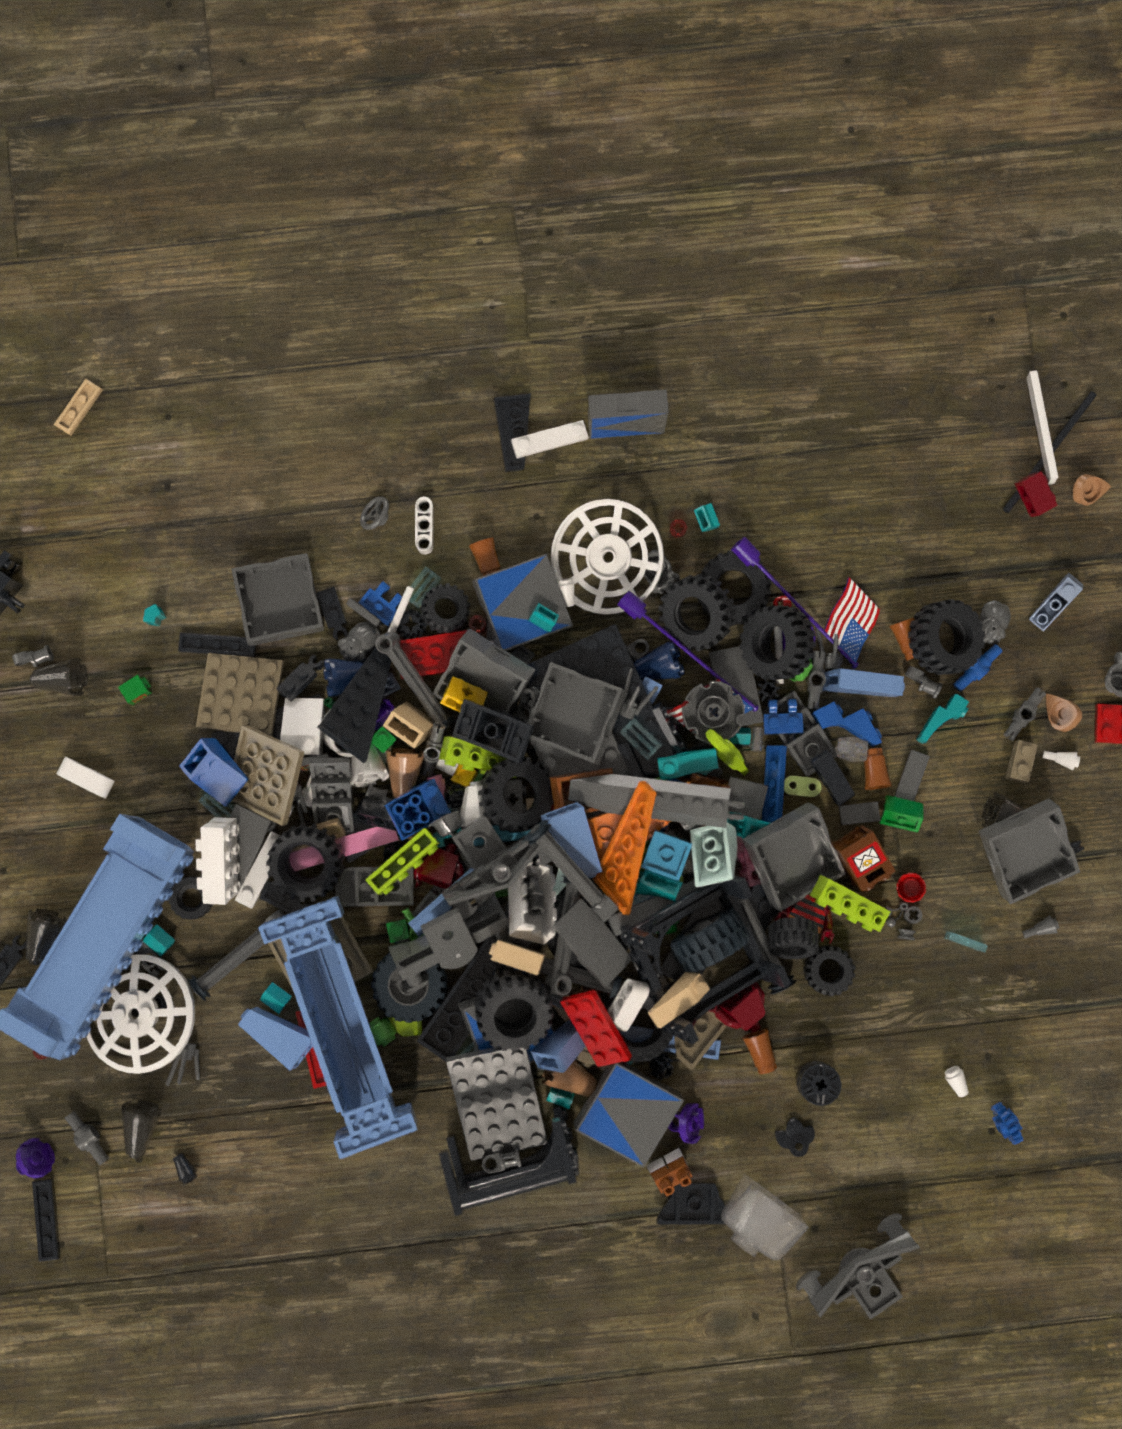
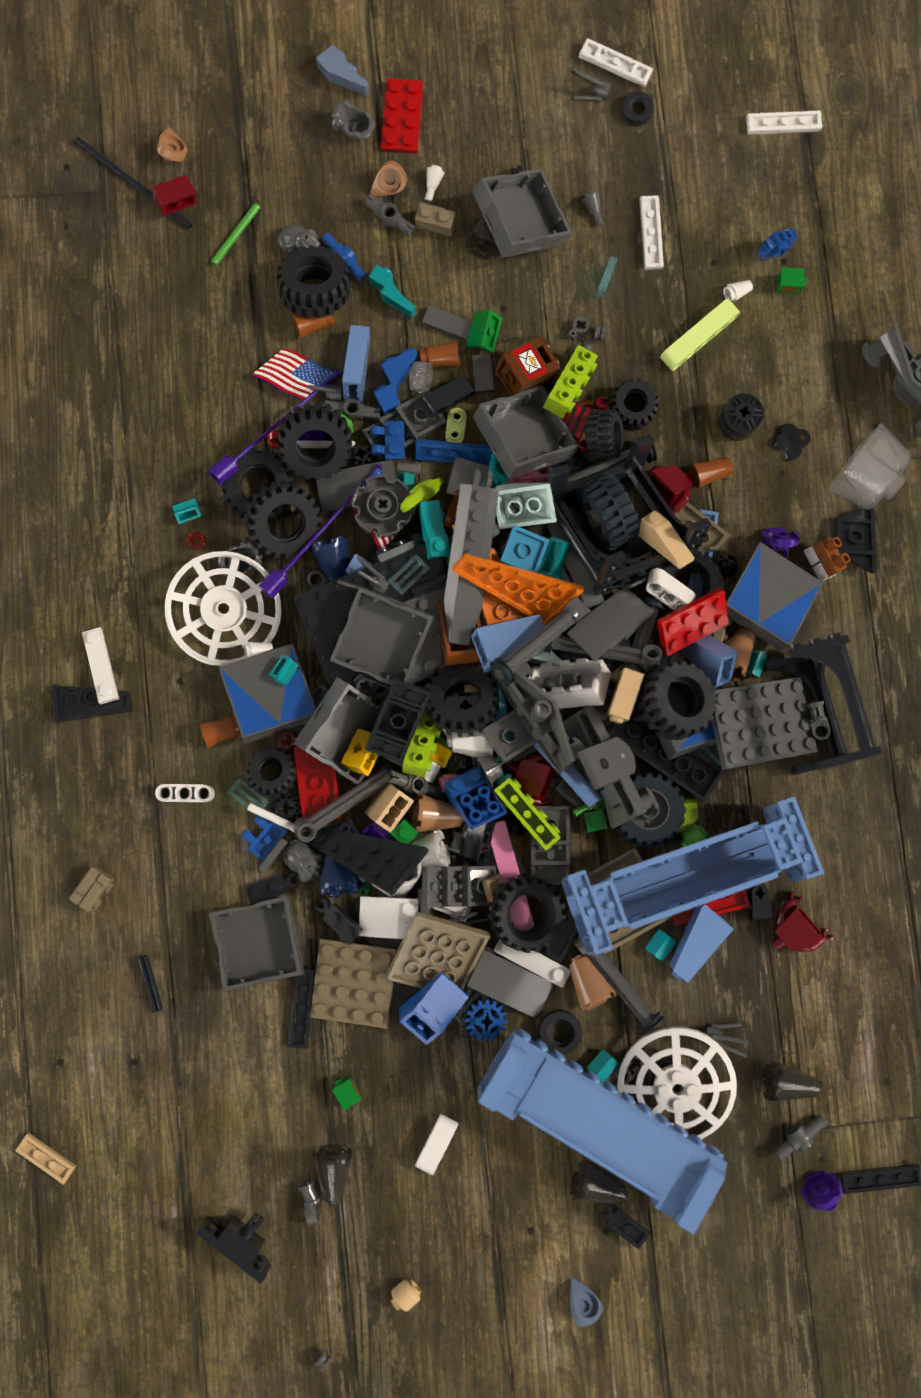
camera: 90 degrees left, 0 degrees up
(153, 615) = (270, 1074): teal piece -> none
(185, 1170) = (829, 1037): black cone -> none
(203, 816) = (493, 1020): none -> blue gear
(218, 860) = (524, 1002): white piece -> none
(237, 926) = (589, 984): none -> medium nougat cone
(241, 498) = (150, 983): none -> black axle
(291, 1136) = (797, 929): none -> dark red torso
(314, 1099) = (759, 904): none -> black piece
(331, 439) = (91, 889): none -> dark tan brick
(377, 514) = (172, 842): dark grey piece -> none
(627, 414) = (78, 583): dark grey tile -> none
(907, 1040) = (700, 334): none -> yellowish green beam
(911, 887) = (555, 325): red hair -> none
(925, 684) = (357, 307): dark grey connector -> none
(969, 1138) = (791, 280): none -> green brick
(998, 557) = (235, 234): none -> bright green bar
(1017, 989) = (651, 232): none -> white tile
(1042, 427) = (107, 186): white tile -> none
(1056, 601) = (280, 181): sand blue slope -> none

